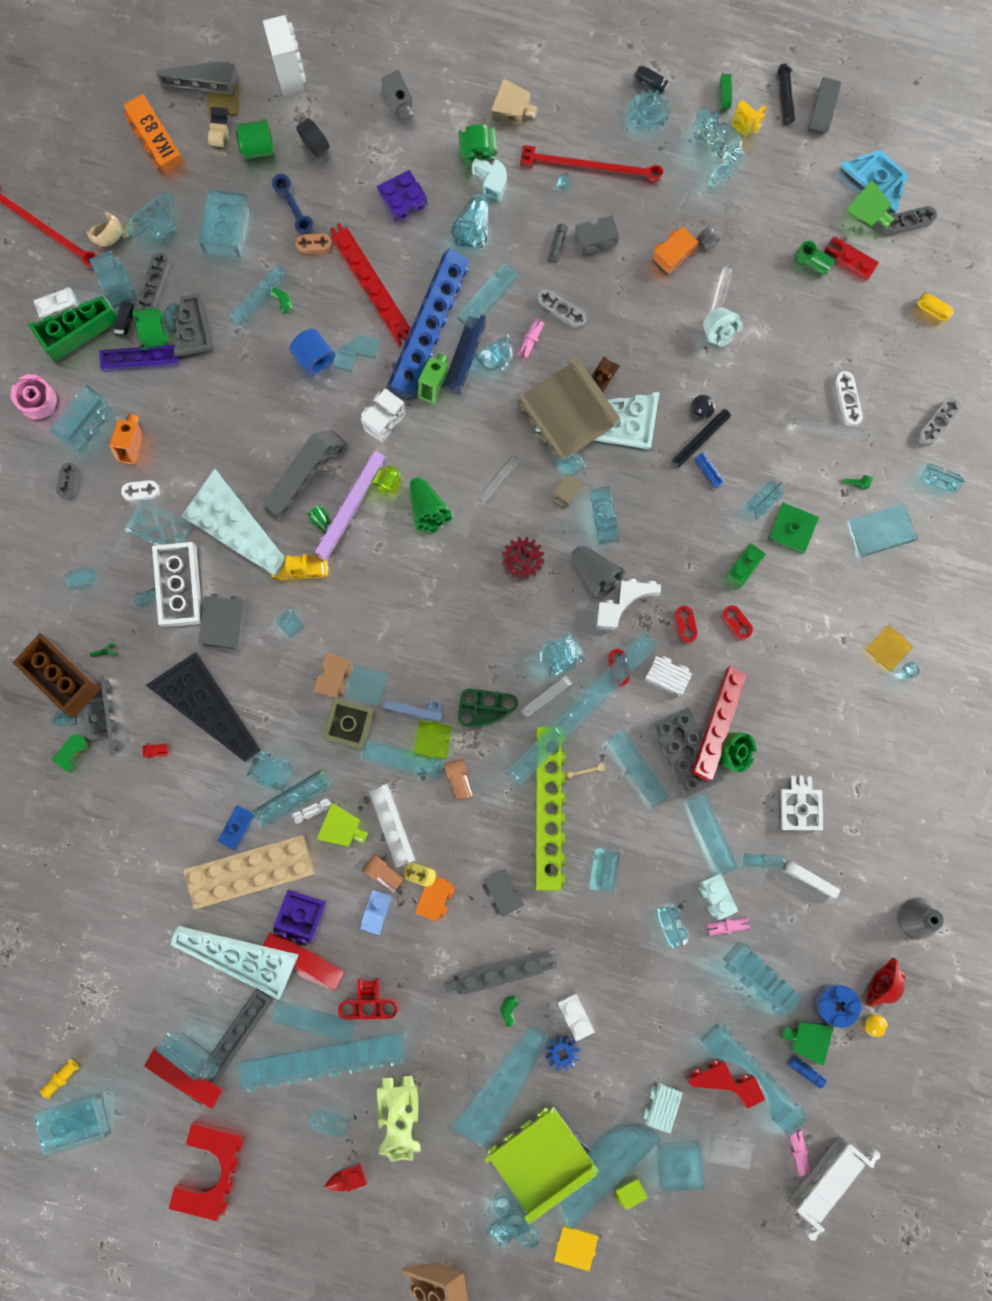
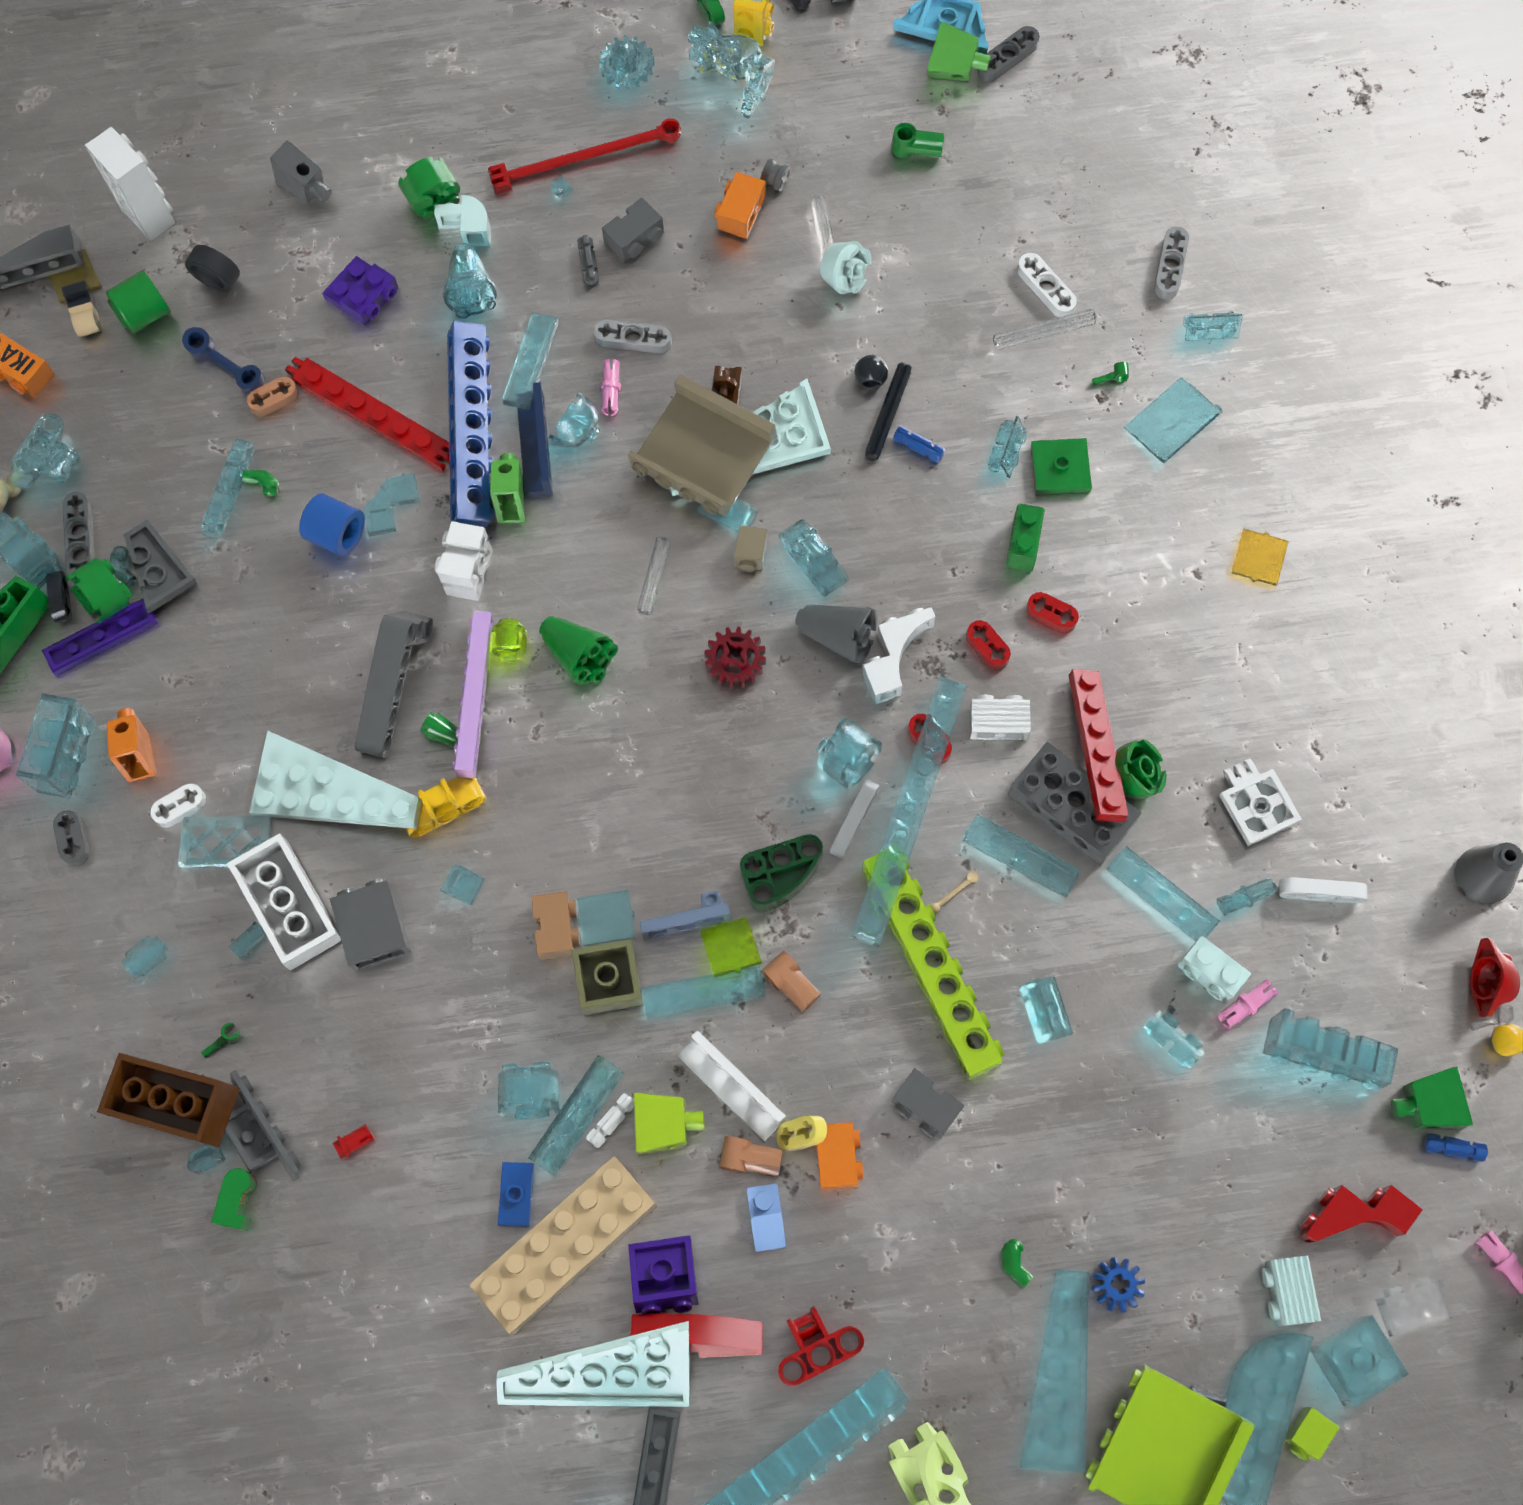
camera: 20 degrees left, 10 degrees down
(199, 698) = (383, 1041): black wing -> none
(224, 223) = (142, 420): clear light blue brick -> none
(313, 1021) = (751, 1414): clear light blue tile -> none
(500, 973) = (977, 1215): dark grey hinge -> none
(512, 104) = (451, 126): tan torso -> none
(575, 1016) = (1109, 1224): white brick -> none
(651, 79) = (608, 27): black beam -> none
(782, 1111) = (1453, 1216): clear light blue arch -> none
(826, 1008) = (1460, 1028): blue brick -> none
(851, 258) = (962, 124): red hinge -> none
(910, 668) = (1301, 570): clear light blue hinge -> none
(935, 307) = (1094, 134): yellow beam -> none

